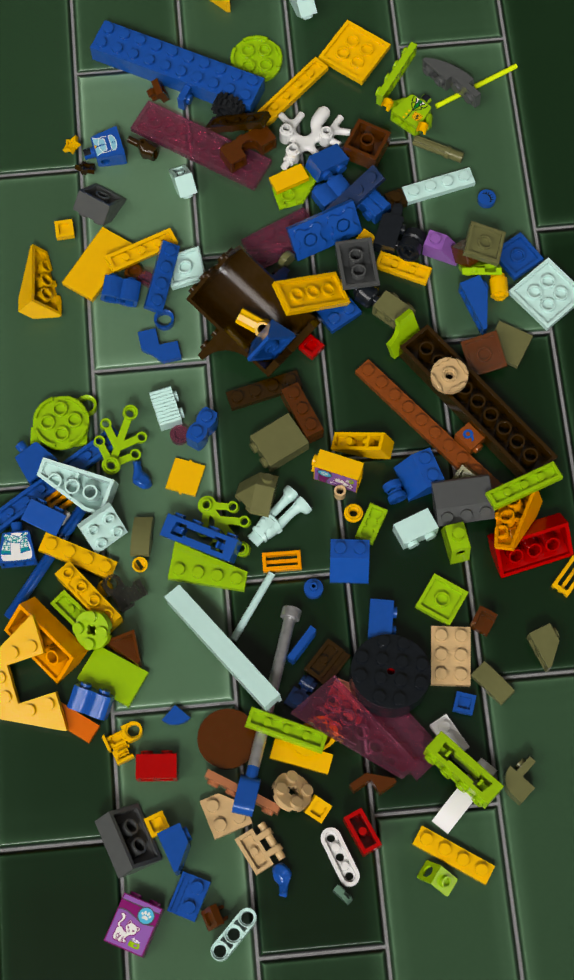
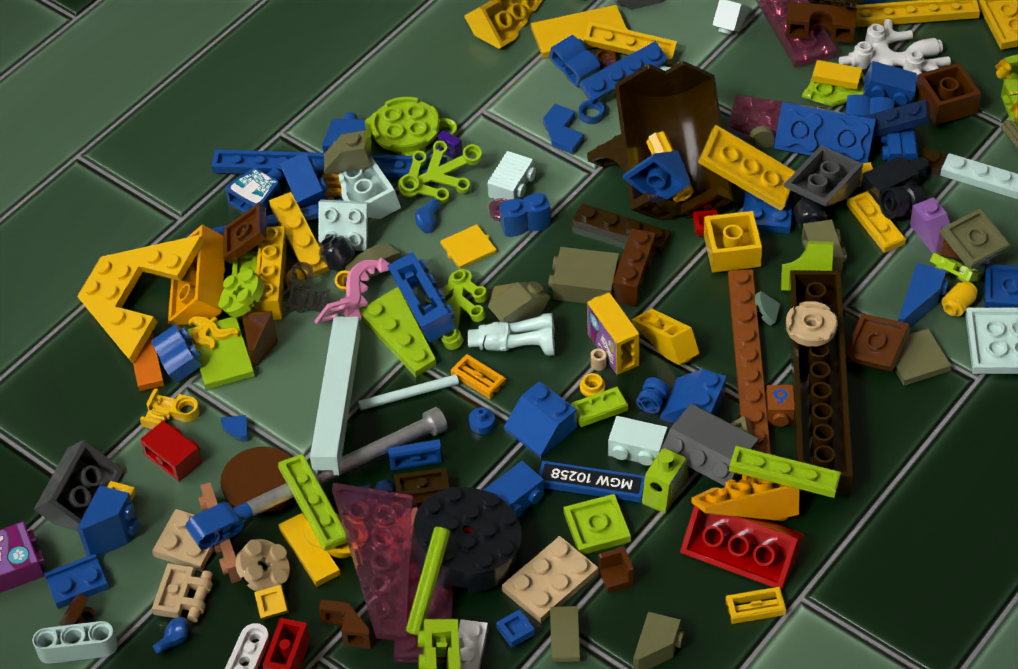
camera: 45 degrees right, 20 degrees down
(50, 586) = (244, 233): none -> reddish brown plate
(57, 475) = (349, 152): none -> olive slope
(87, 666) = (205, 325): none -> yellow piece
(104, 413) = (454, 144): none -> dark purple tile
(116, 550) = (336, 252): none -> black head
(155, 566) = (354, 289): none -> bright pink piece
(343, 350) = (732, 241): none -> yellow brick
(401, 378) = (768, 307): none -> sand green tile
(405, 723) = (428, 580): none -> lime axle
(413, 575) = (592, 481): none -> tile

